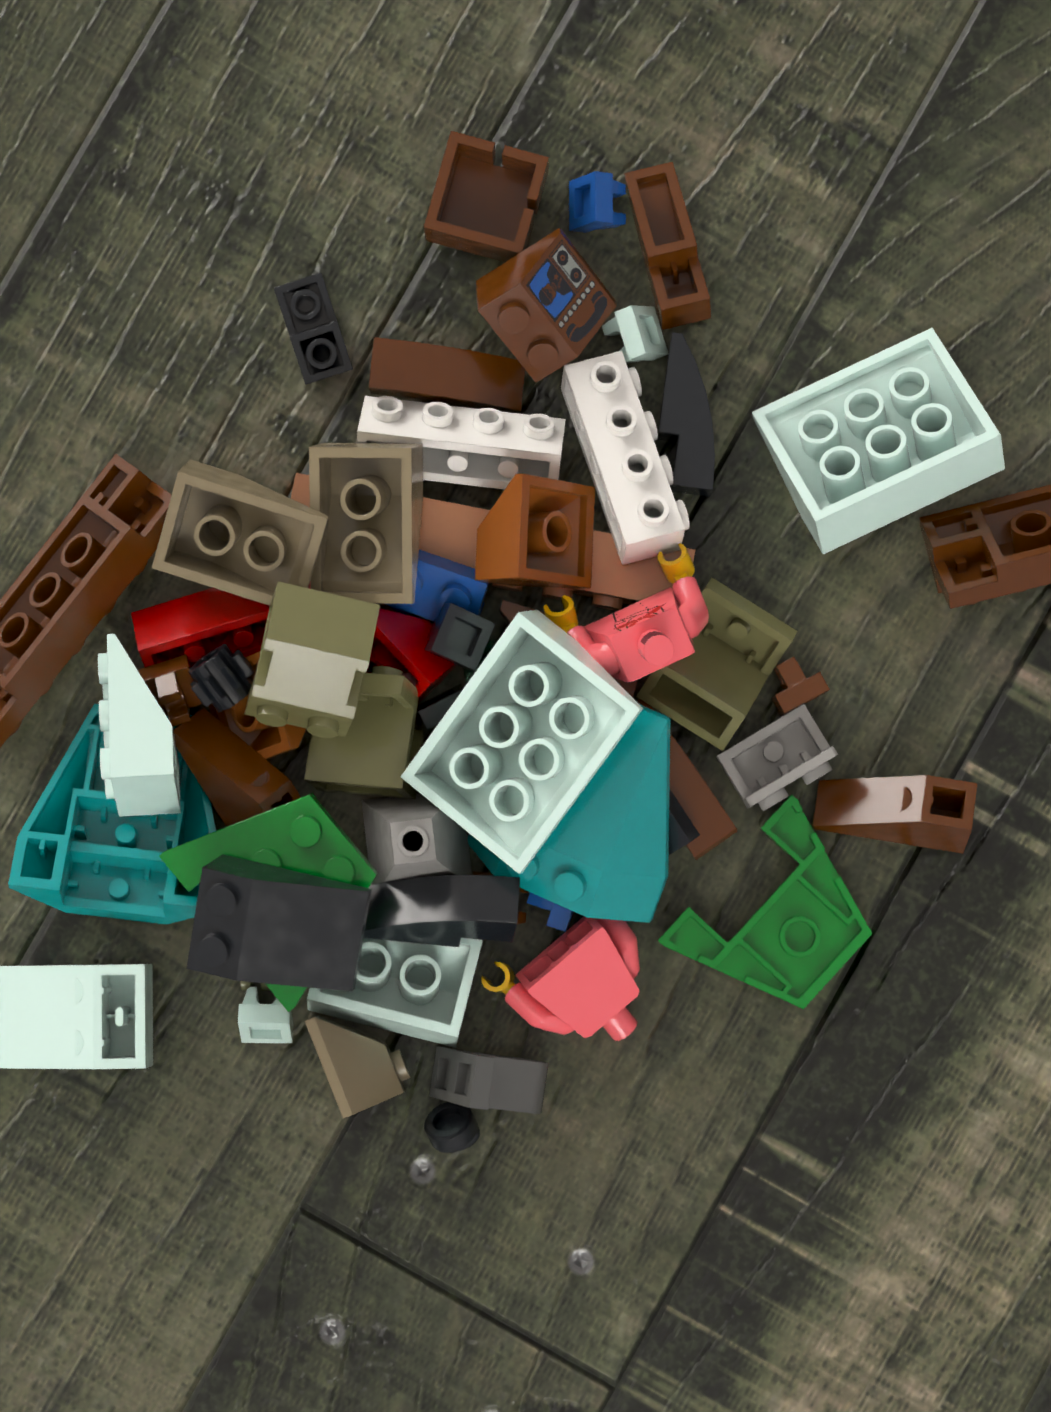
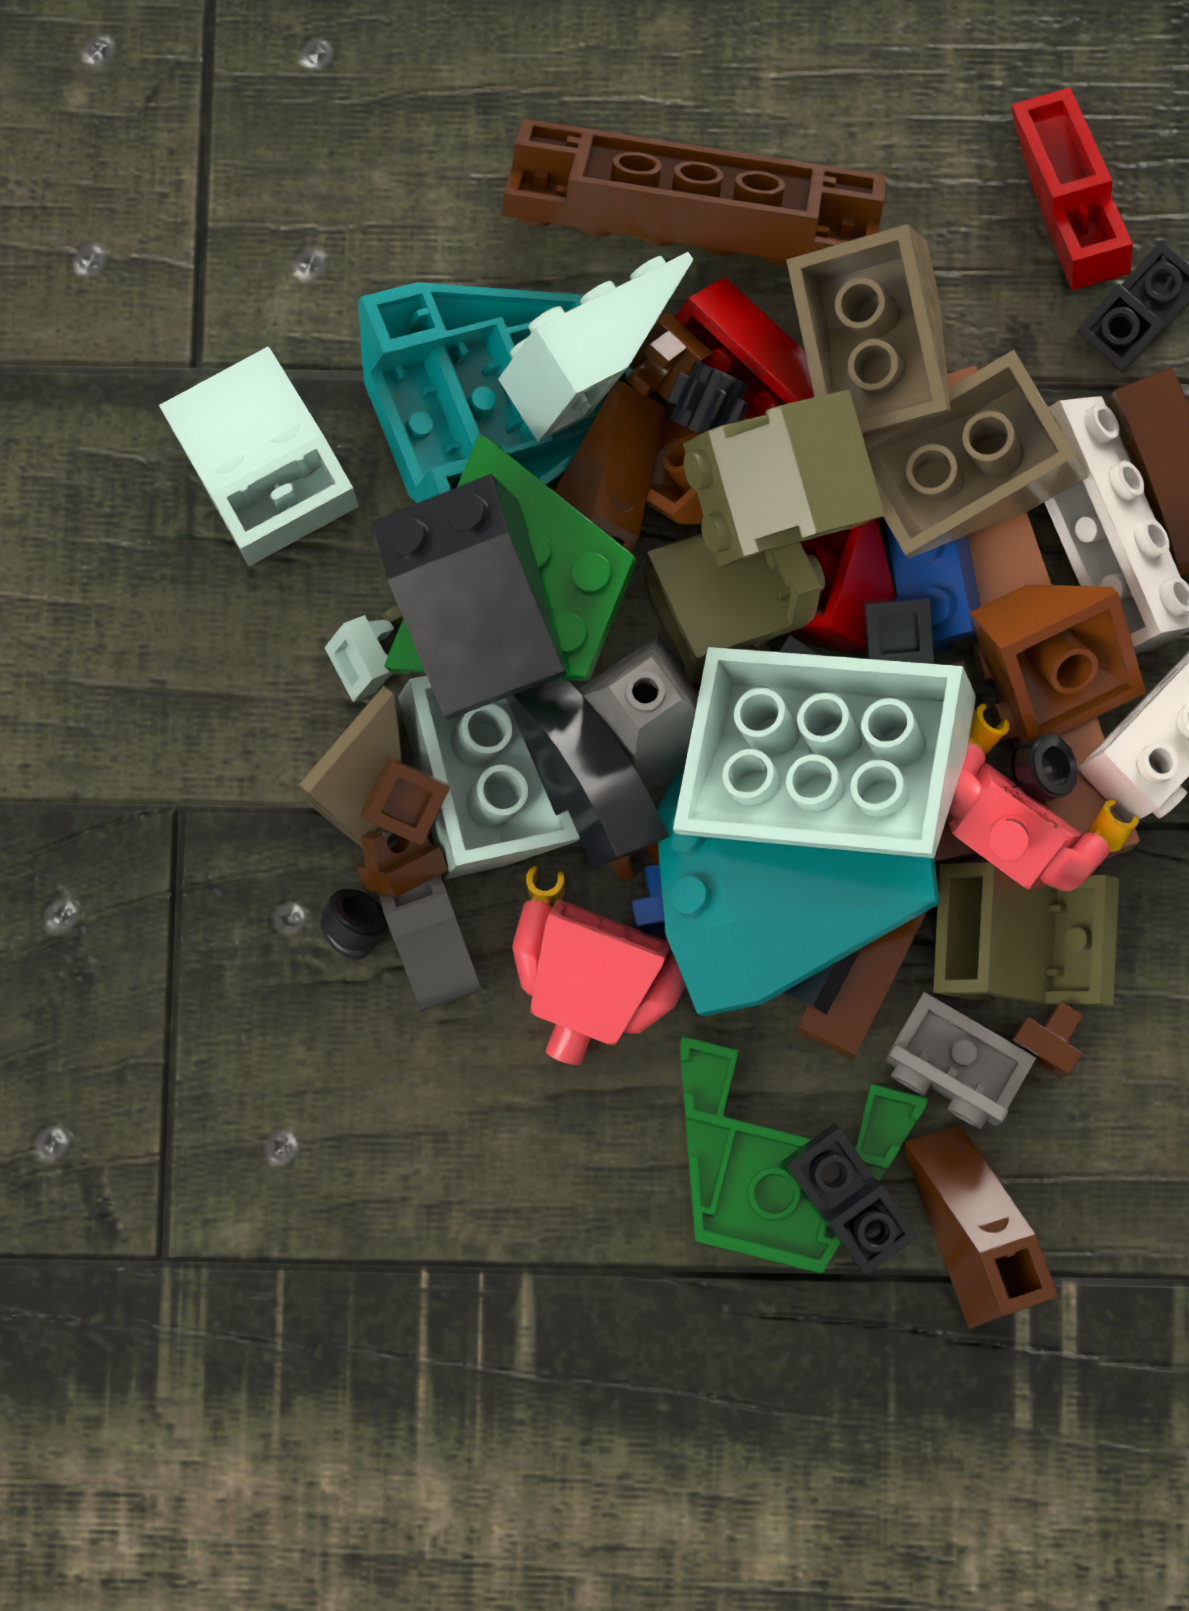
camera: 60 degrees right, 5 degrees down
(200, 329) = (1072, 189): none -> red slope
(394, 1049) = (404, 801): none -> reddish brown tile
(433, 1072) = (398, 868): none -> reddish brown tile
(611, 587) = (1045, 767): none -> black tile
(833, 887) = (850, 1199): none -> black slope

